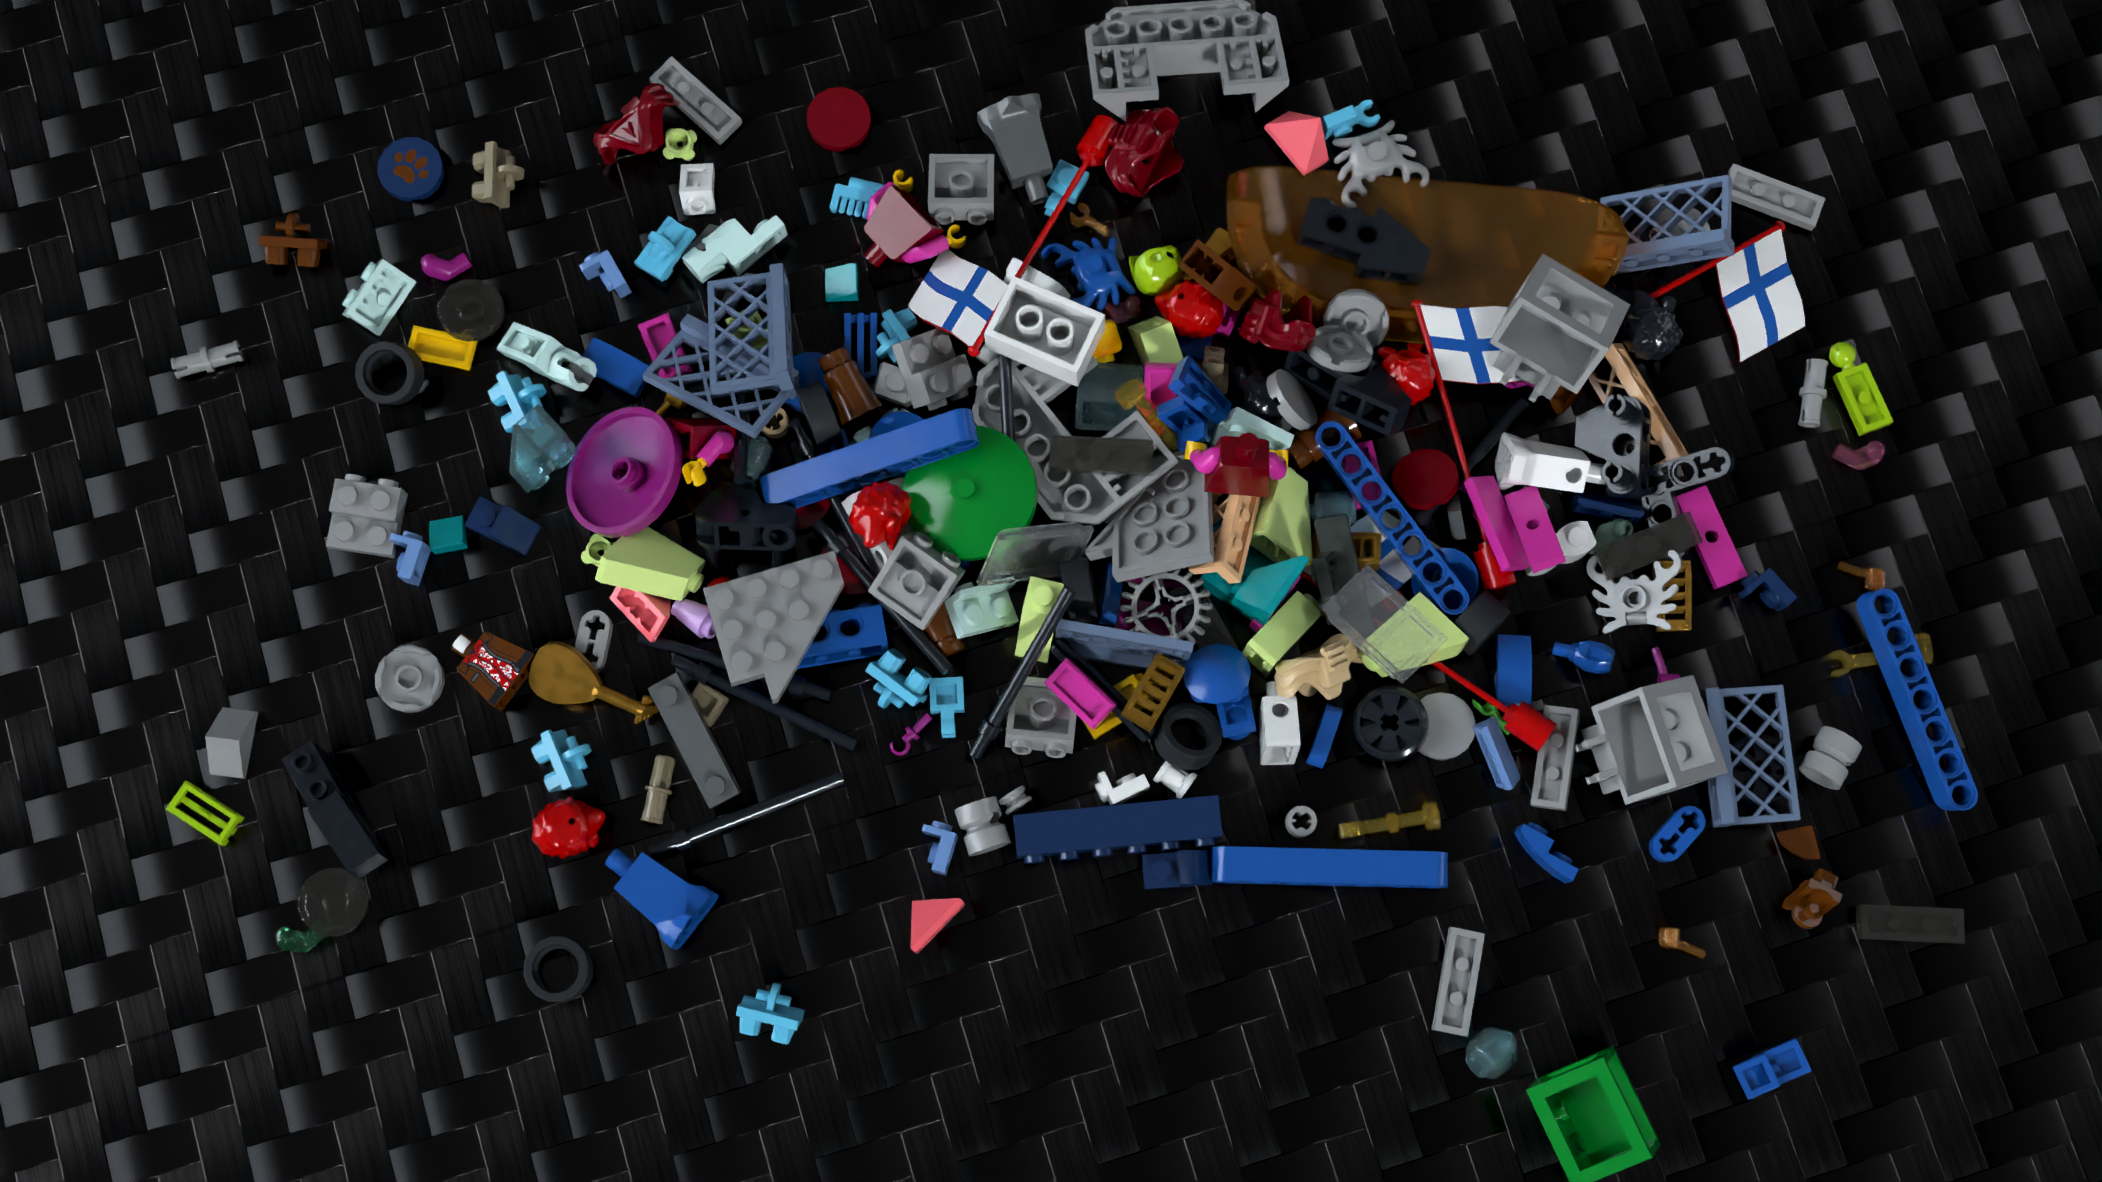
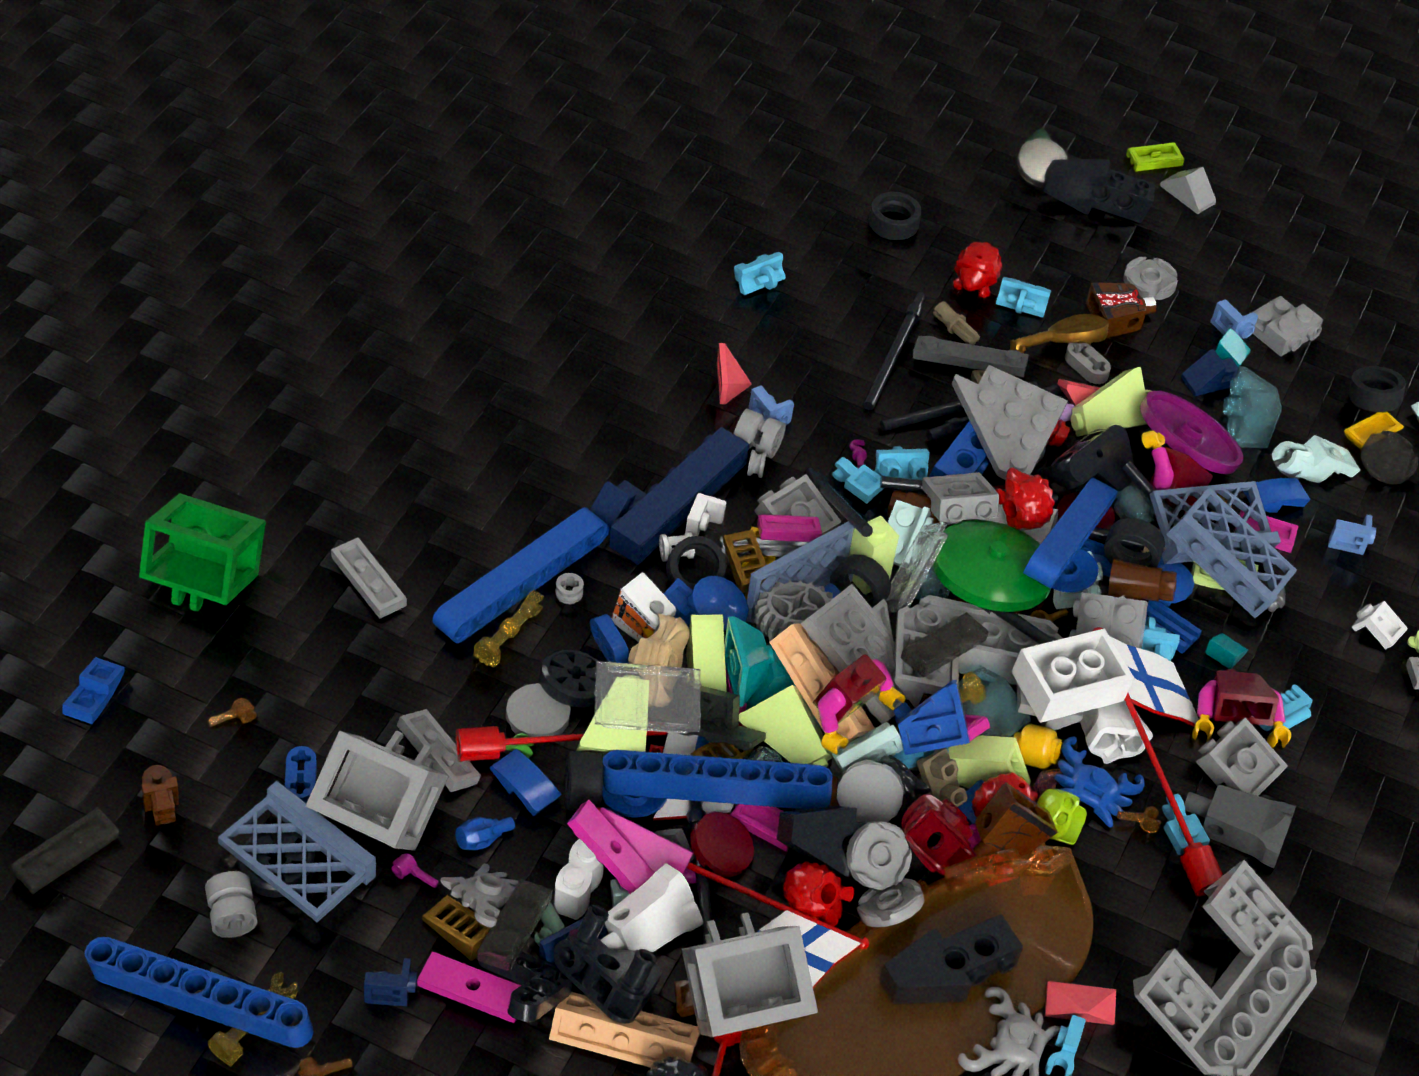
camera: 130 degrees right, 30 degrees down
(518, 393) = (1295, 430): medium azure hips -> none
(661, 896) = (887, 278): blue piece -> none
(665, 248) = (1344, 567): medium azure hips -> none
(731, 245) = (1313, 607): light aqua plate -> none
(838, 119) = (1367, 742): dark red tile -> none
(1143, 136) = (1159, 861): dark red piece -> none
(1491, 1053) = (305, 553): clear light blue head -> none
(1497, 753) = (476, 711): medium blue slope -> none
(1537, 845) = (396, 686): blue slope -> none
(1800, 842) = (200, 842): reddish brown tile -> none

